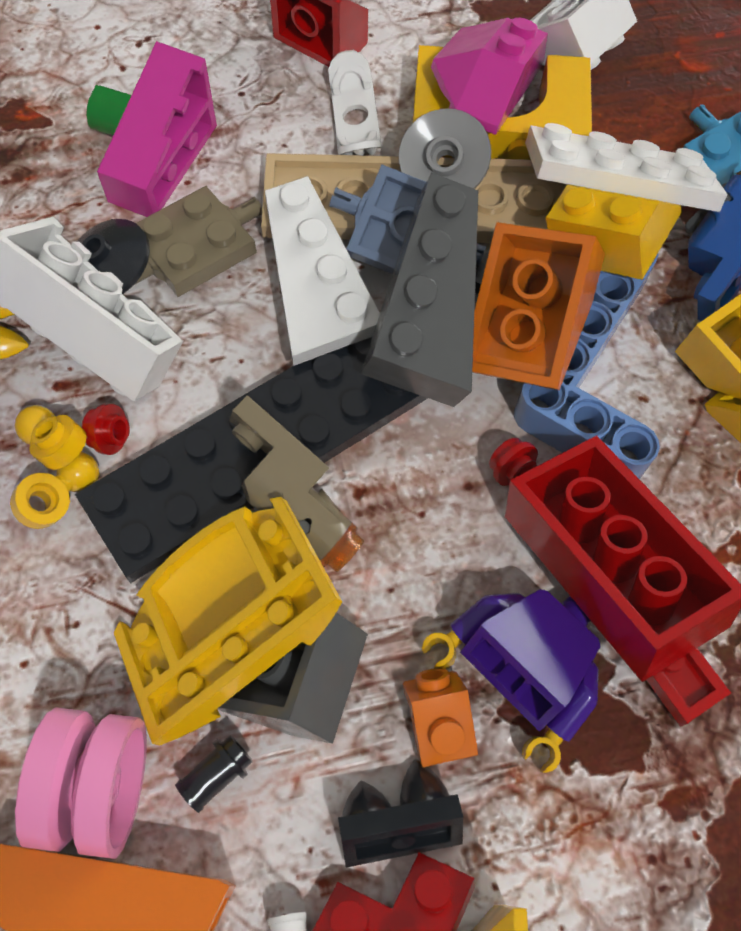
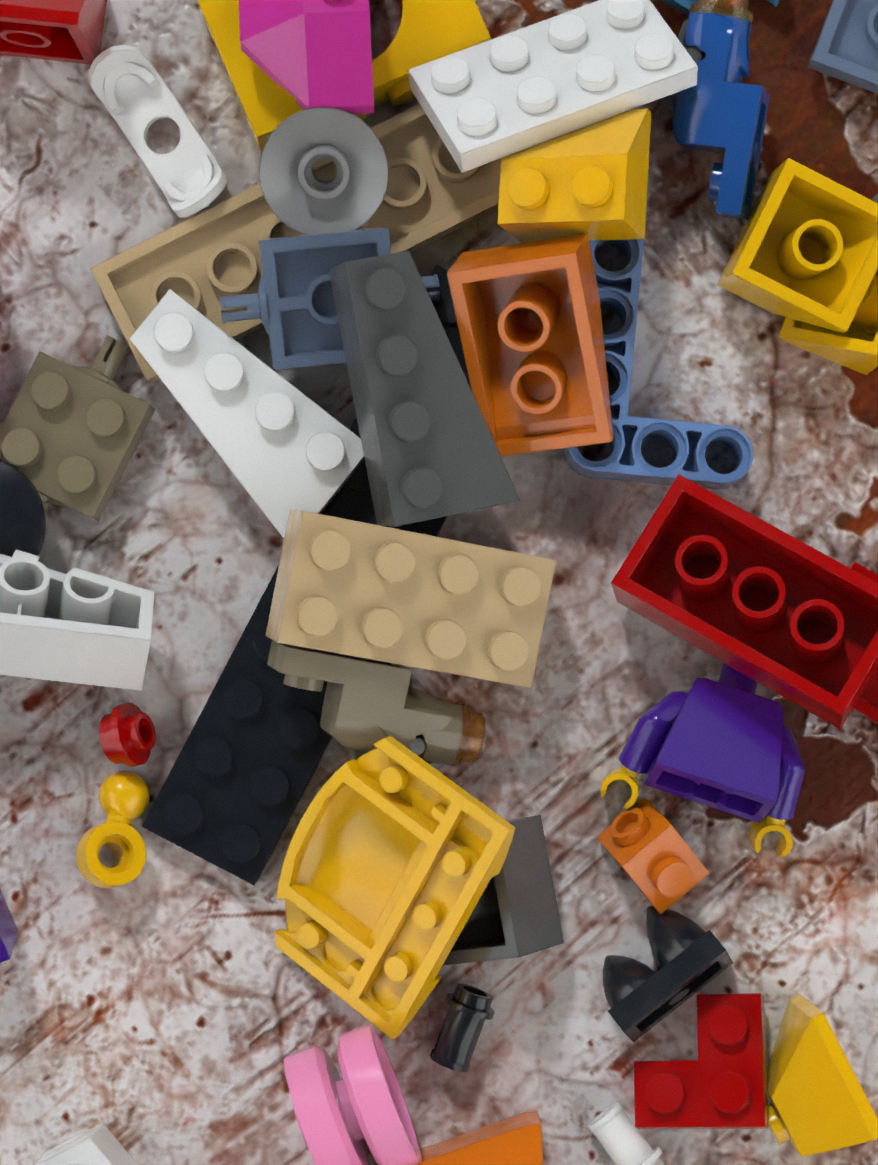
camera: 25 degrees left, 20 degrees up
(51, 438) = (50, 772): yellow plate -> none
(359, 422) = (409, 598): none -> tan brick
(512, 460) = (598, 534): red plate -> none

